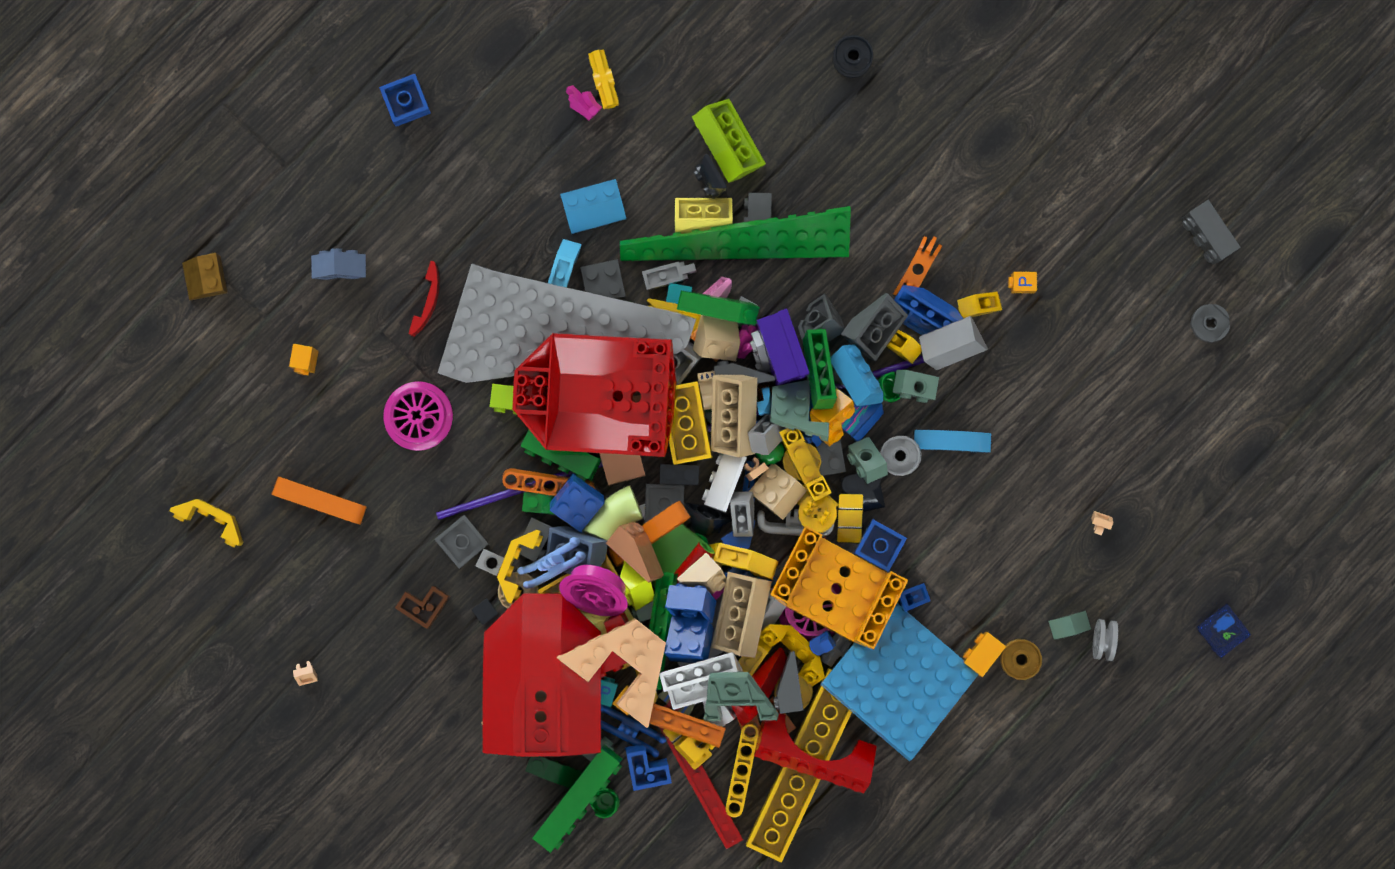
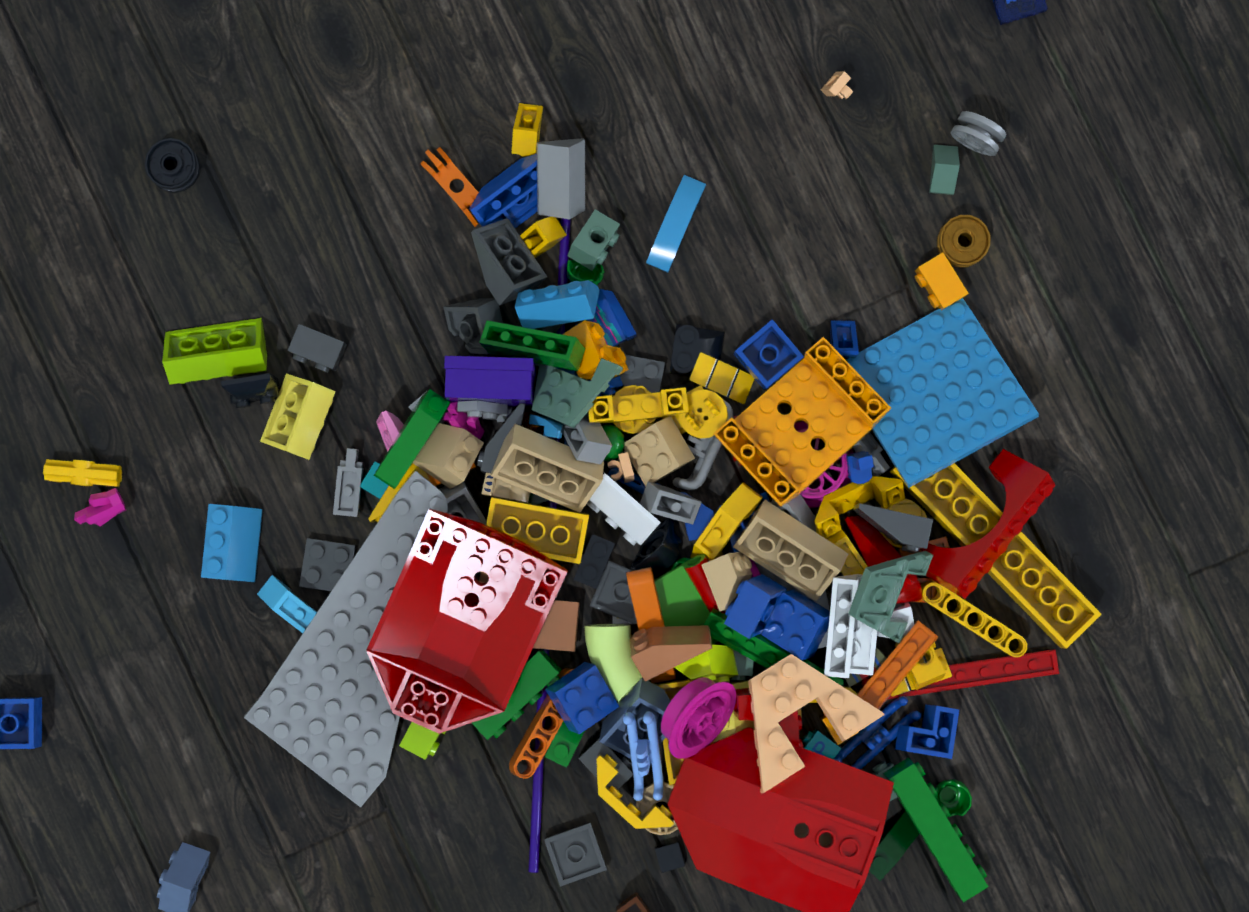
camera: 70 degrees left, 0 degrees up
(419, 323) = (291, 807): red slope -> none
(440, 427) = (428, 828): dark pink piece -> none
(483, 559) = (609, 837): light grey brick -> none
(791, 237) = (362, 315): green wing -> none
(867, 460) = (649, 330): sand green brick -> none
(912, 452) = (670, 305): light grey wheel -> none
(1023, 282) = (520, 68): light orange brick -> none

